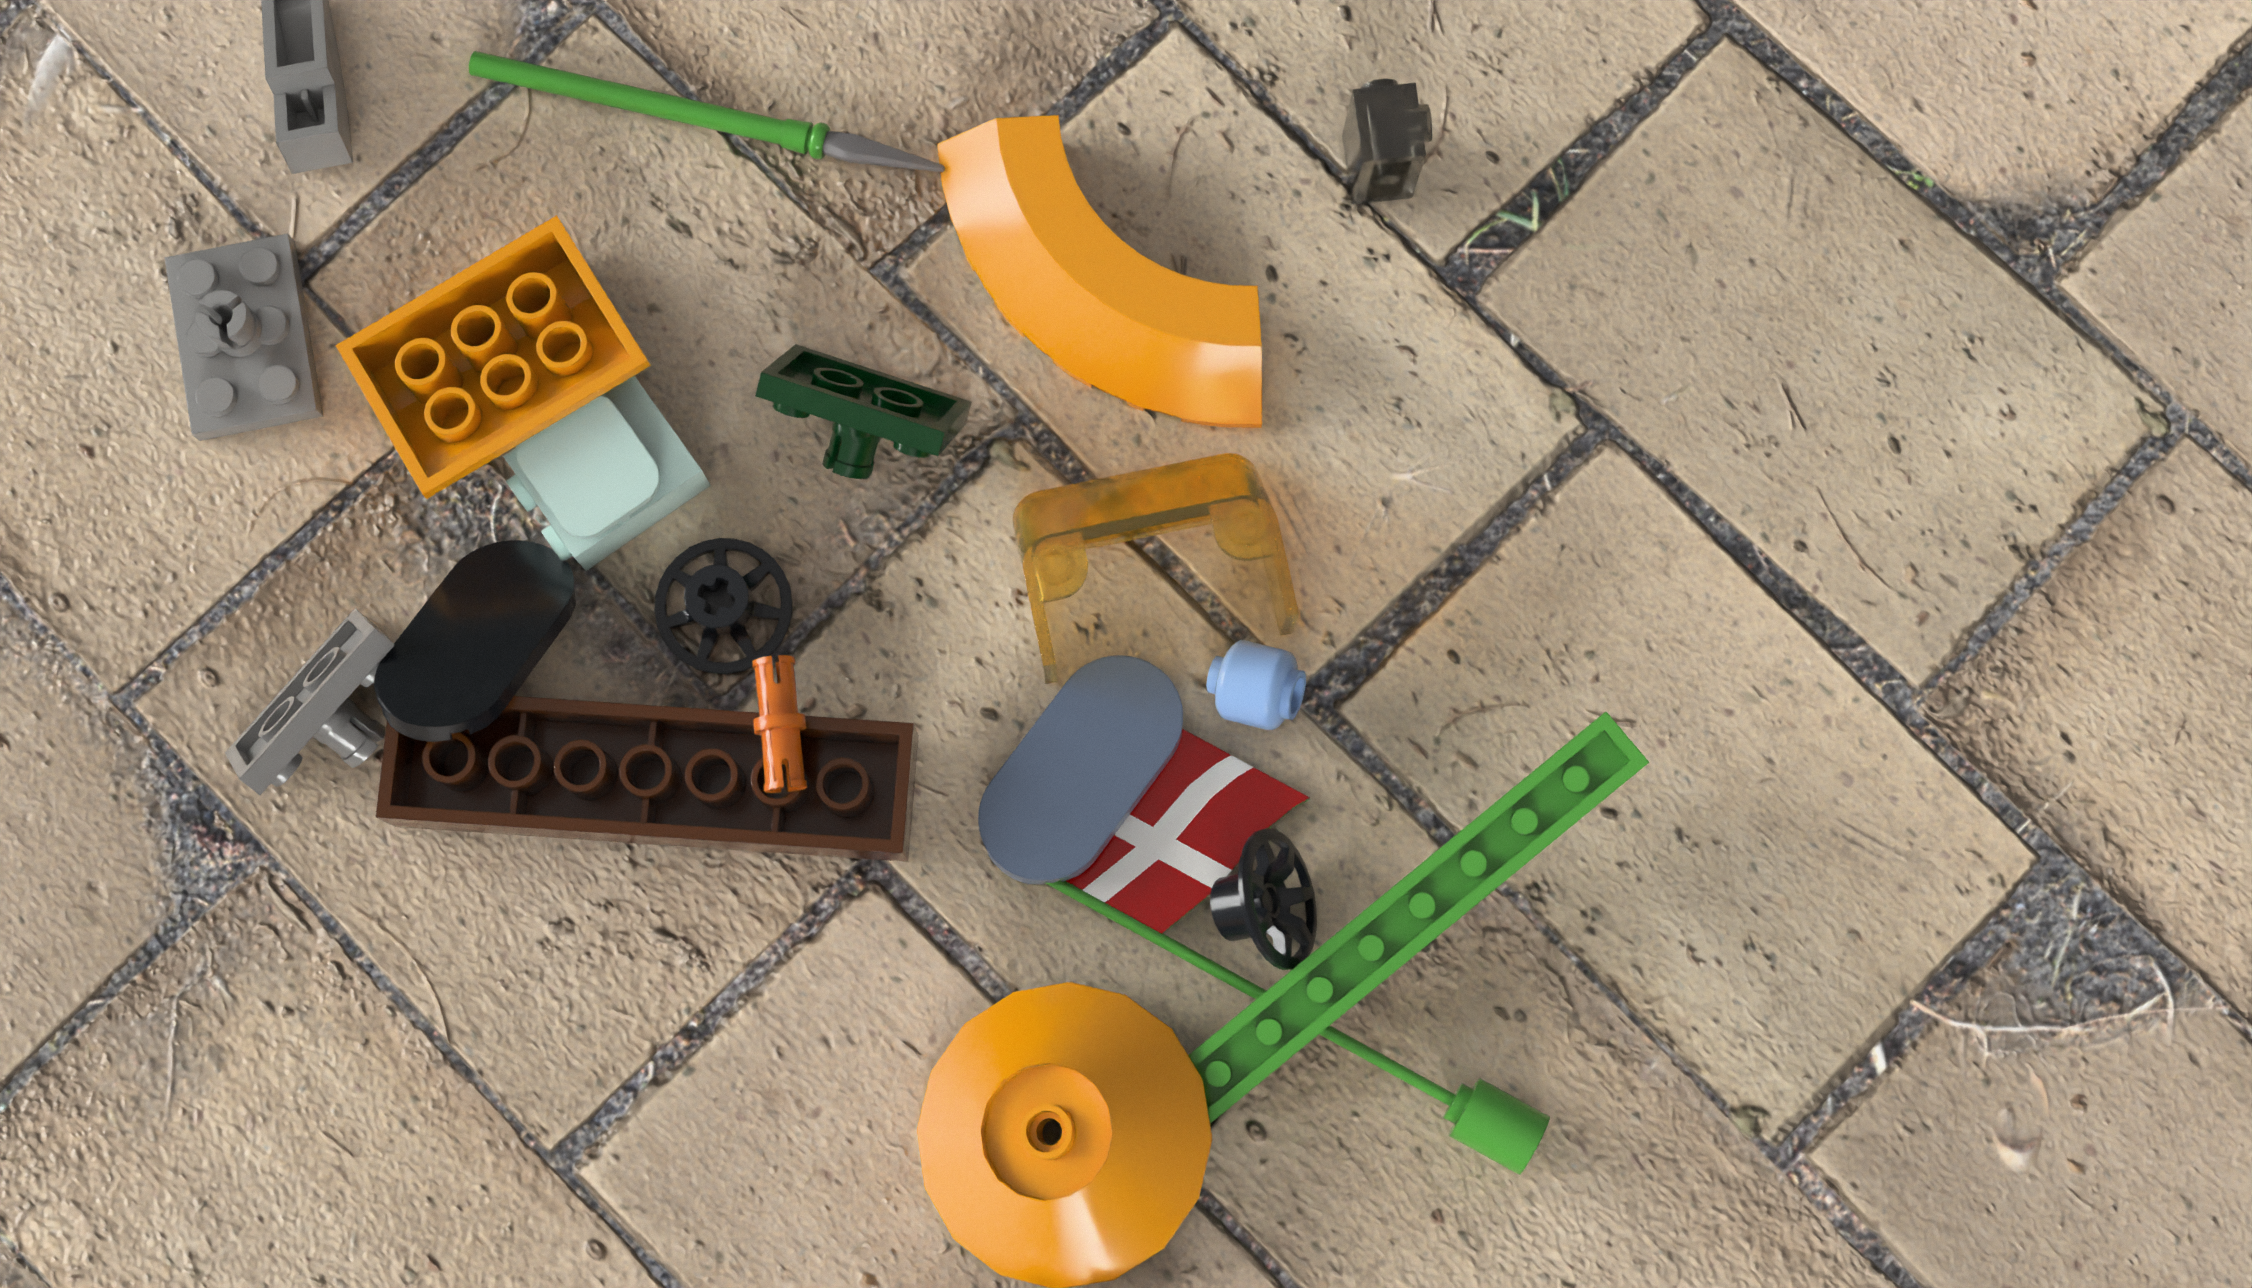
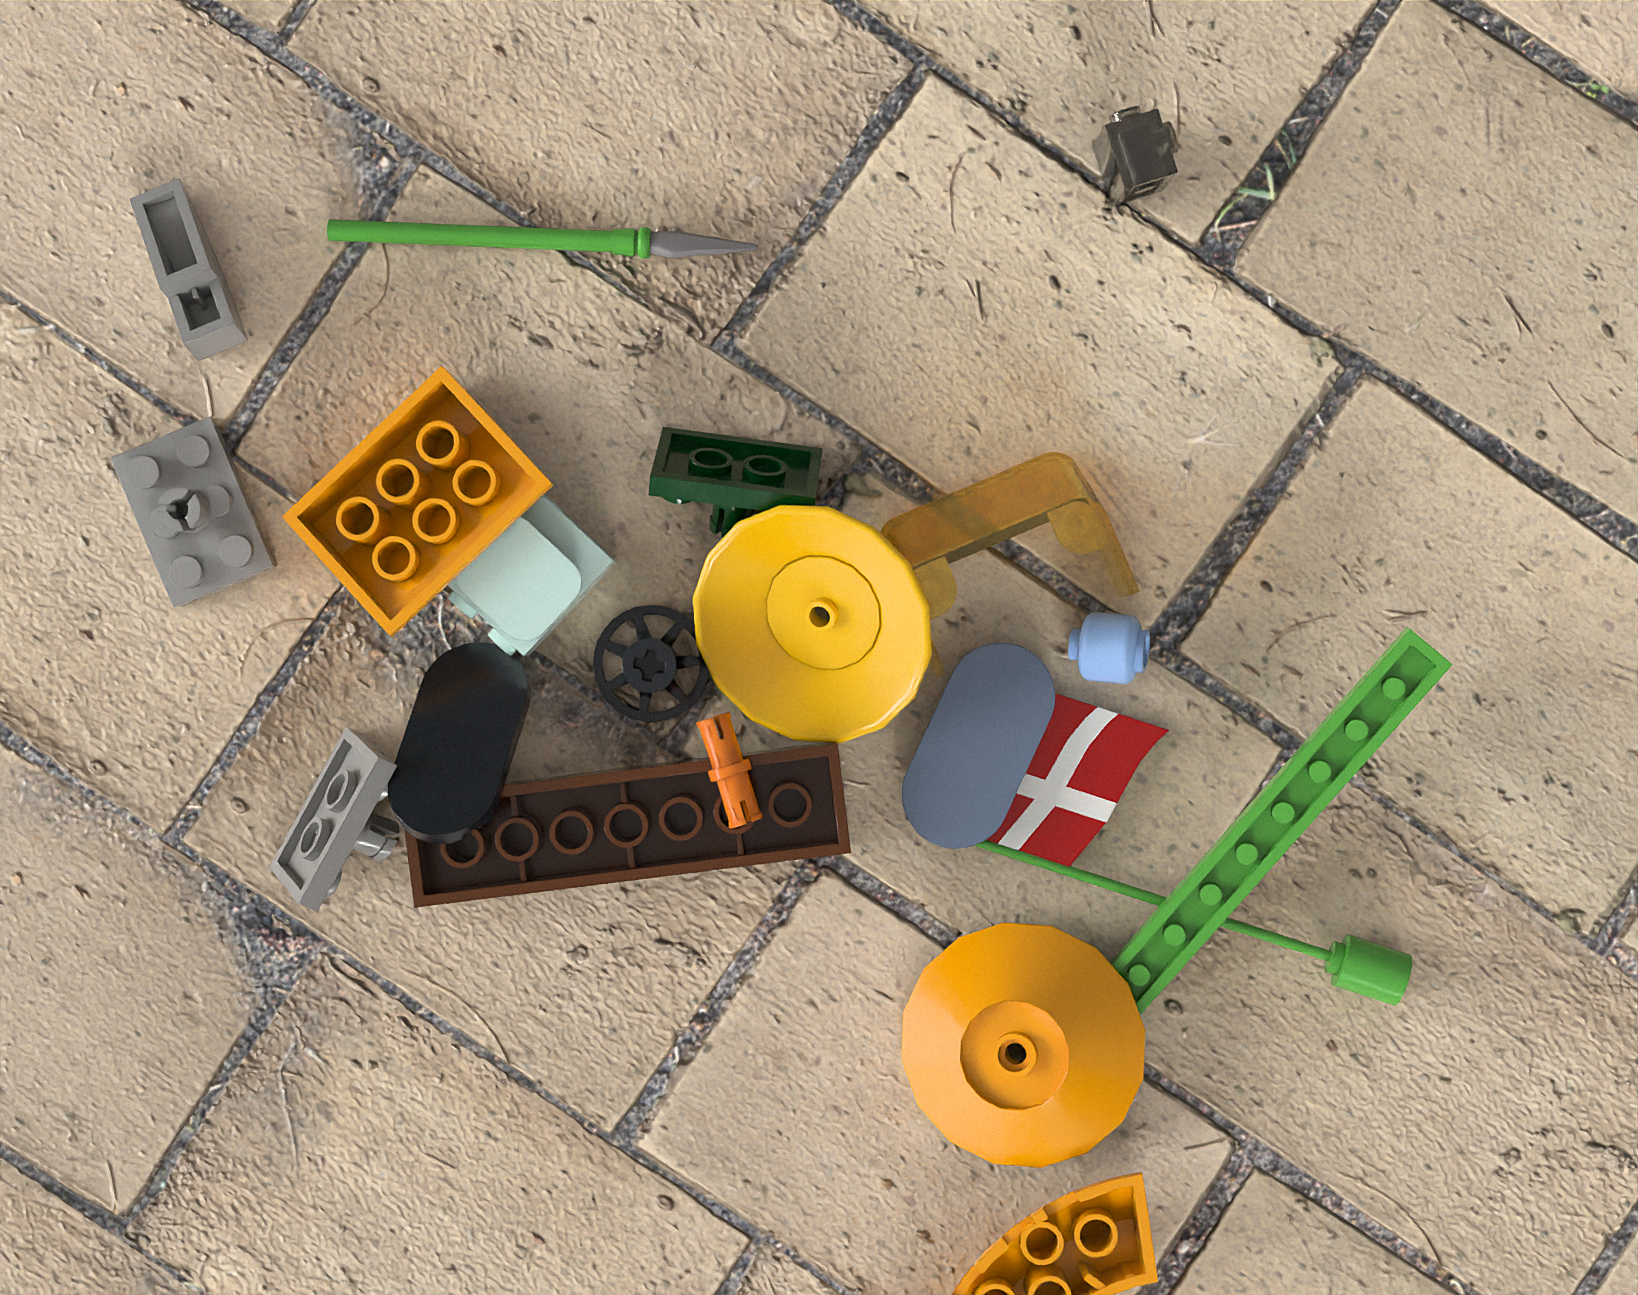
camera: 10 degrees left, 10 degrees up
(860, 591) = (785, 661): none -> yellow dish
(1087, 293) = (898, 335): light orange brick -> none
(1260, 904) = (1146, 829): black wheel -> none

